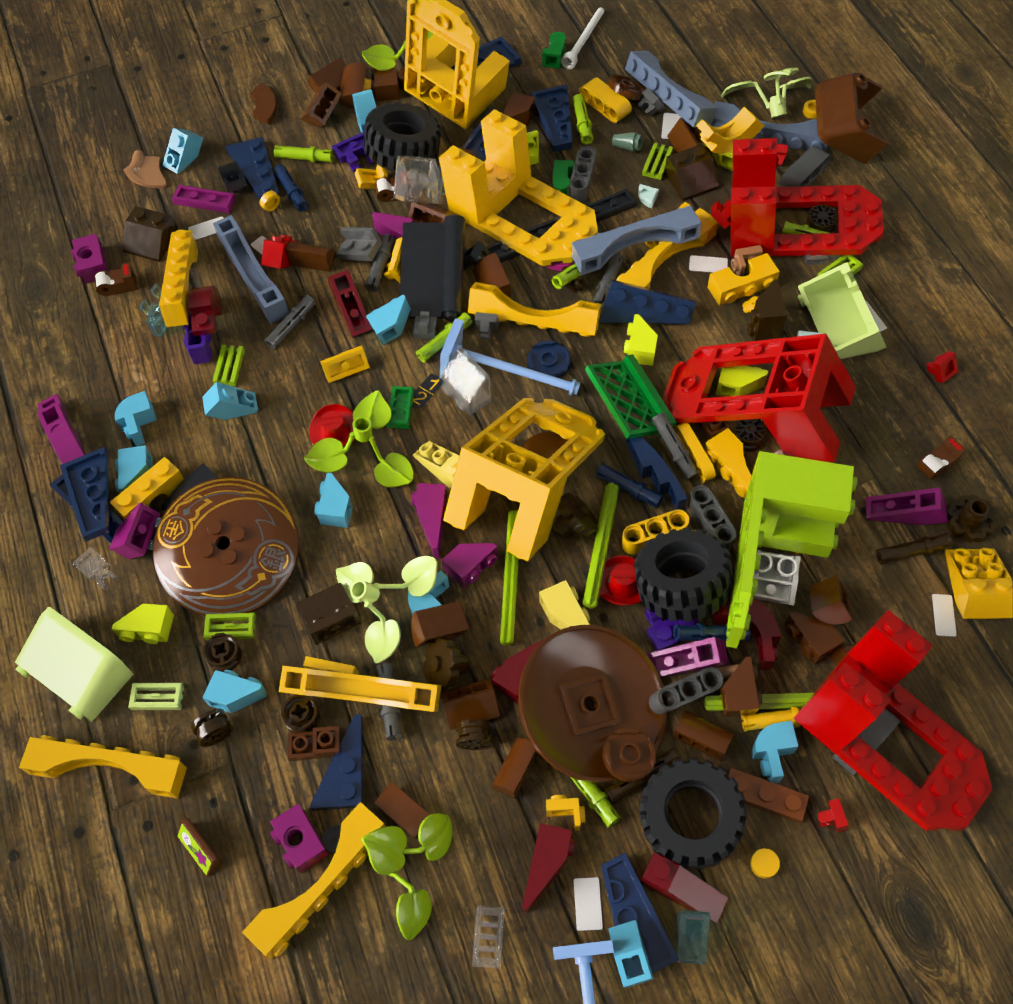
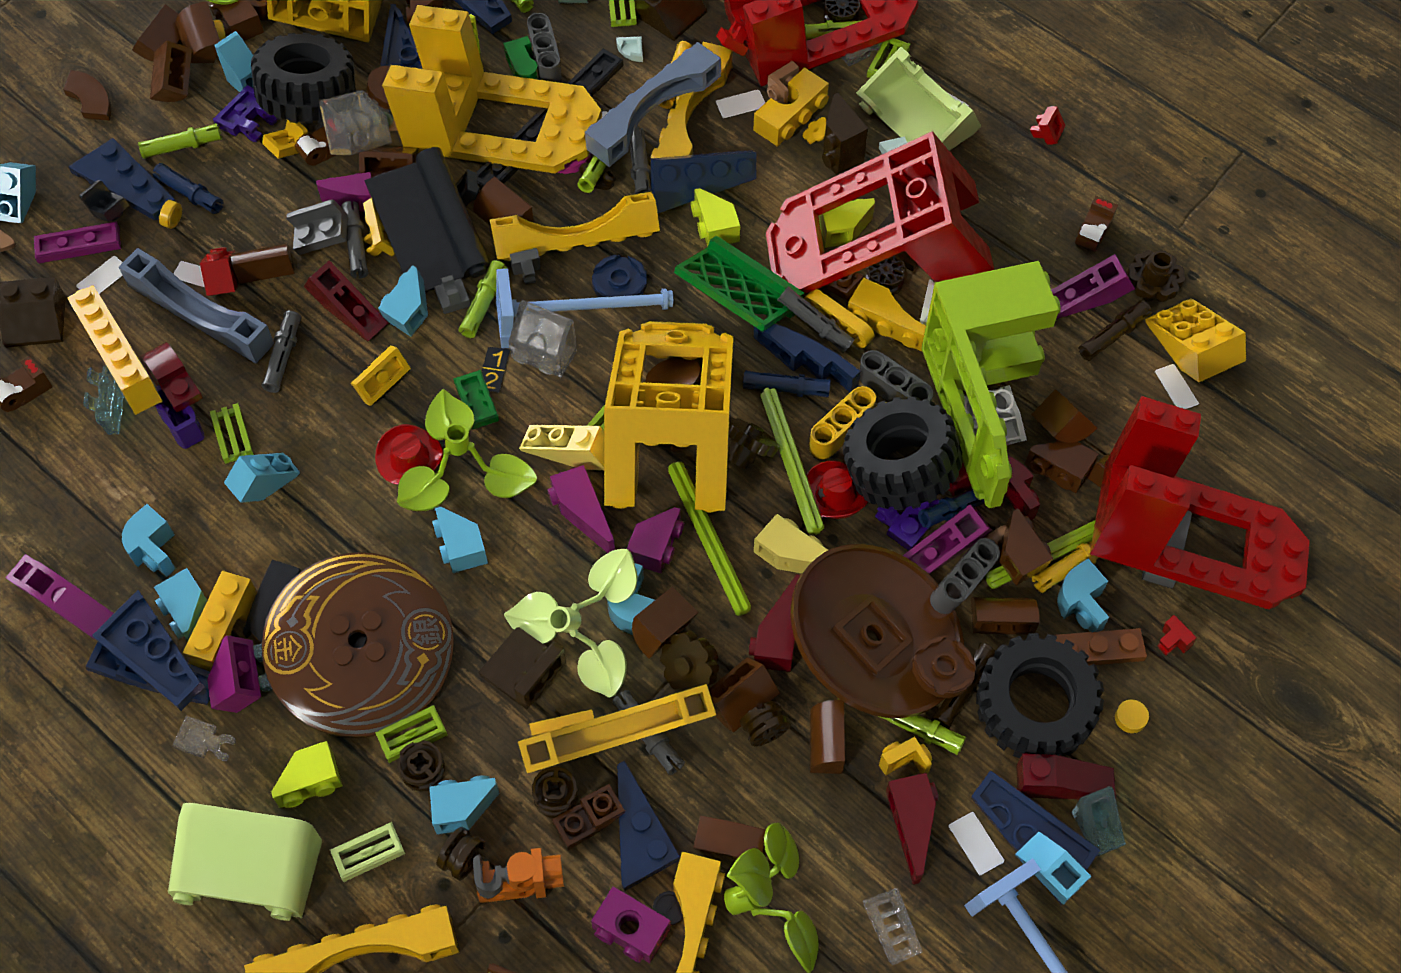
camera: 30 degrees left, 0 degrees up
(237, 762) = (520, 878): none -> orange hips

